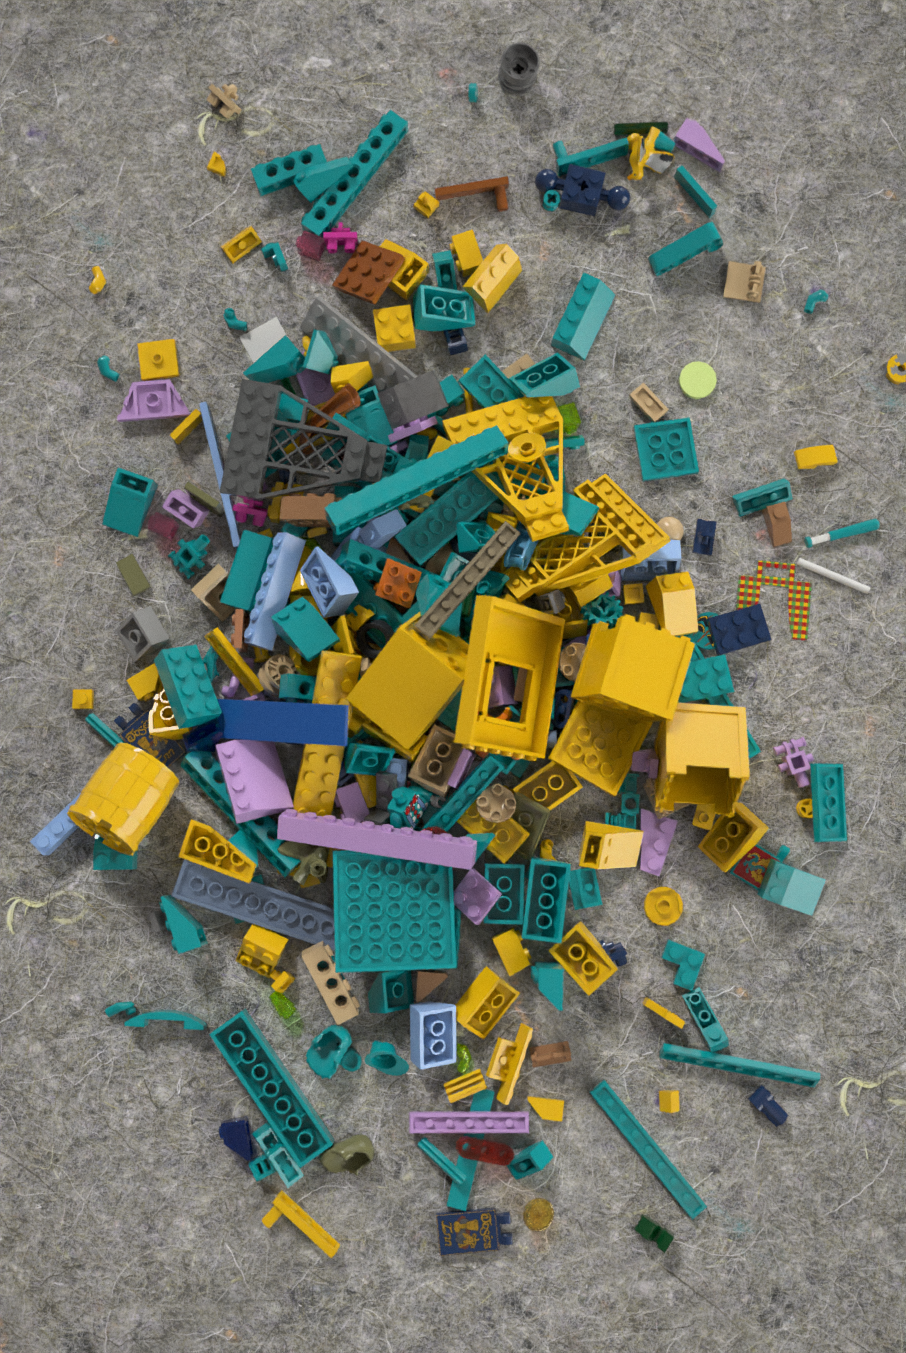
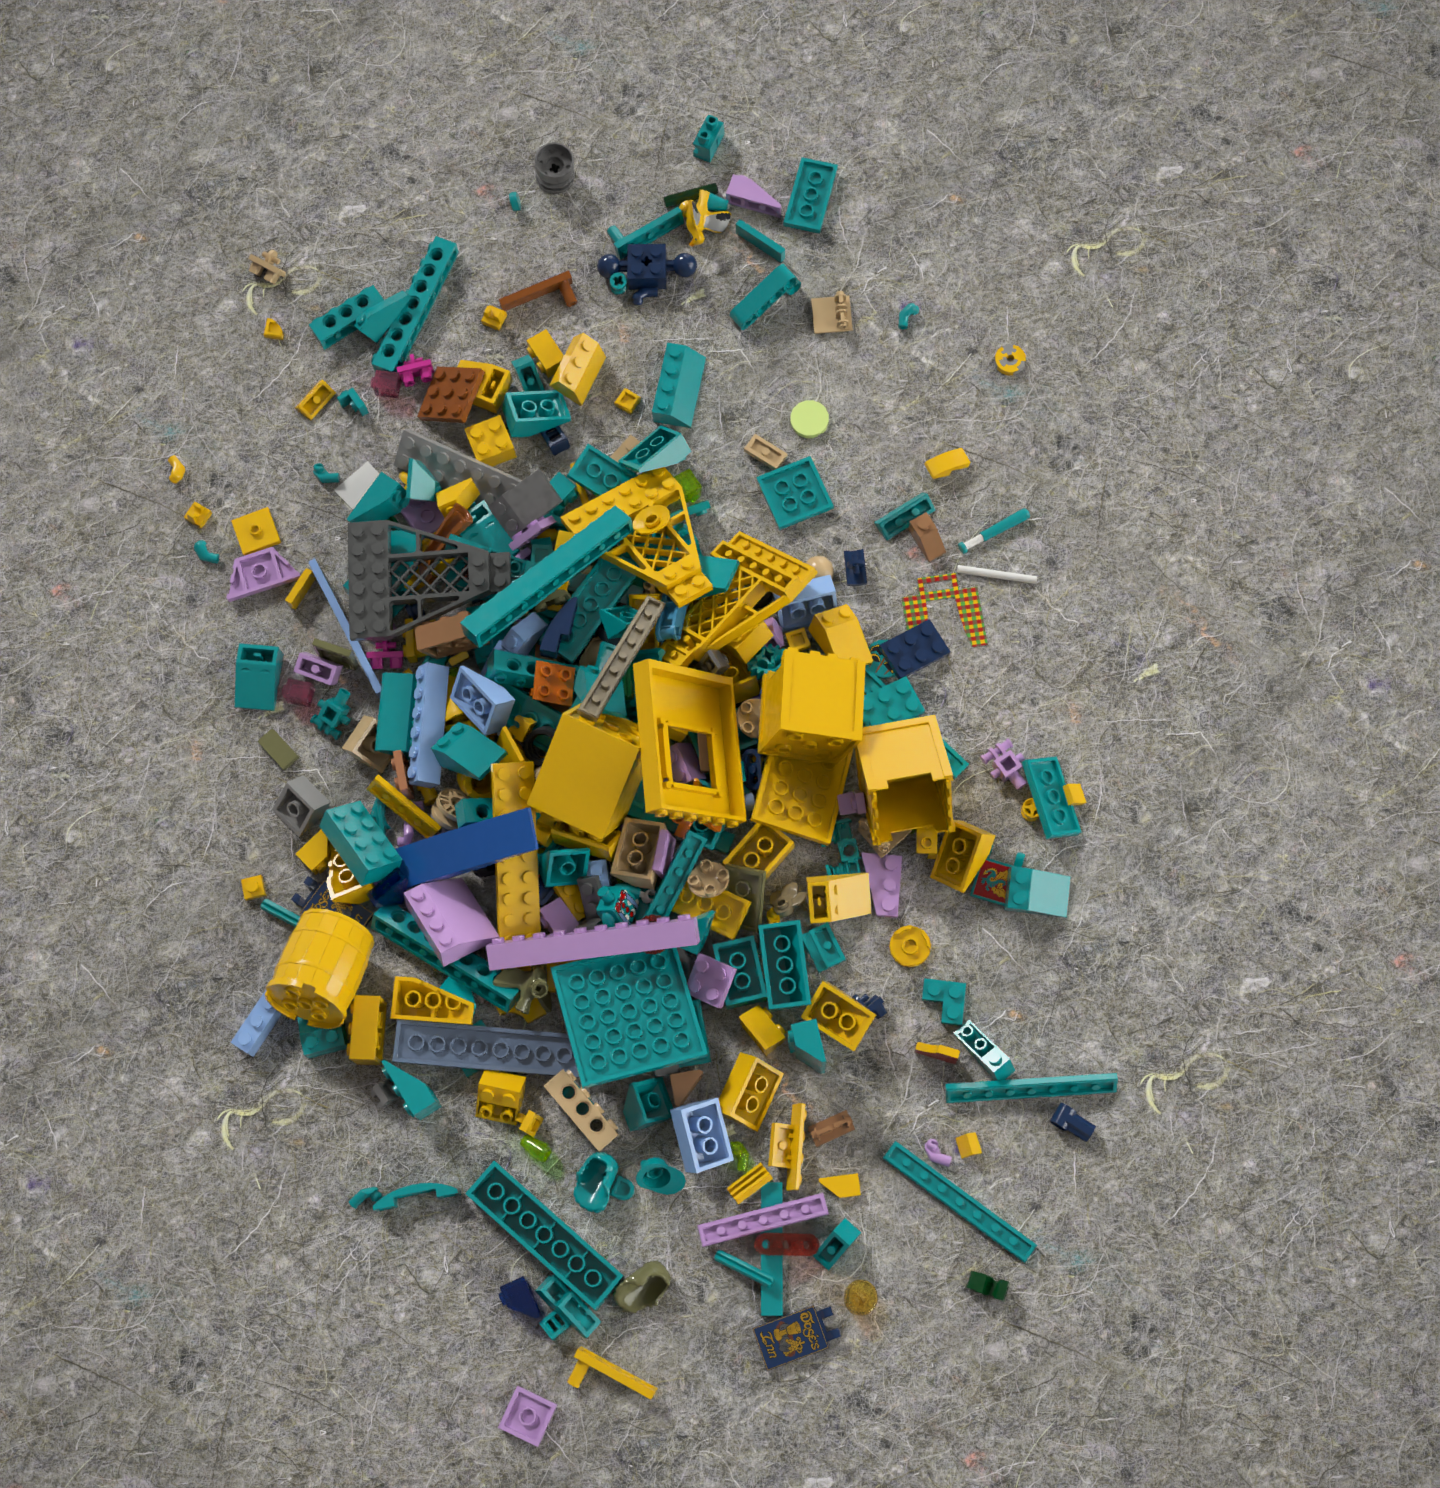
camera: 10 degrees left, 10 degrees down
(108, 330) = (198, 515): none -> yellow tile
(155, 861) = (367, 1030): none -> yellow brick
(220, 1241) = (527, 1416): none -> lavender plate
(415, 533) = (559, 629): none -> dark blue slope
(531, 319) = (627, 401): none -> yellow tile
(563, 836) = (787, 899): none -> dark tan plate
(572, 215) = (642, 293): none -> dark blue arm
(637, 1101) = (935, 1155): none -> lavender arm
(672, 75) = (708, 138): none -> teal hips
(754, 157) = (810, 195): none -> teal plate
(850, 804) = (1074, 794): none -> yellow tile

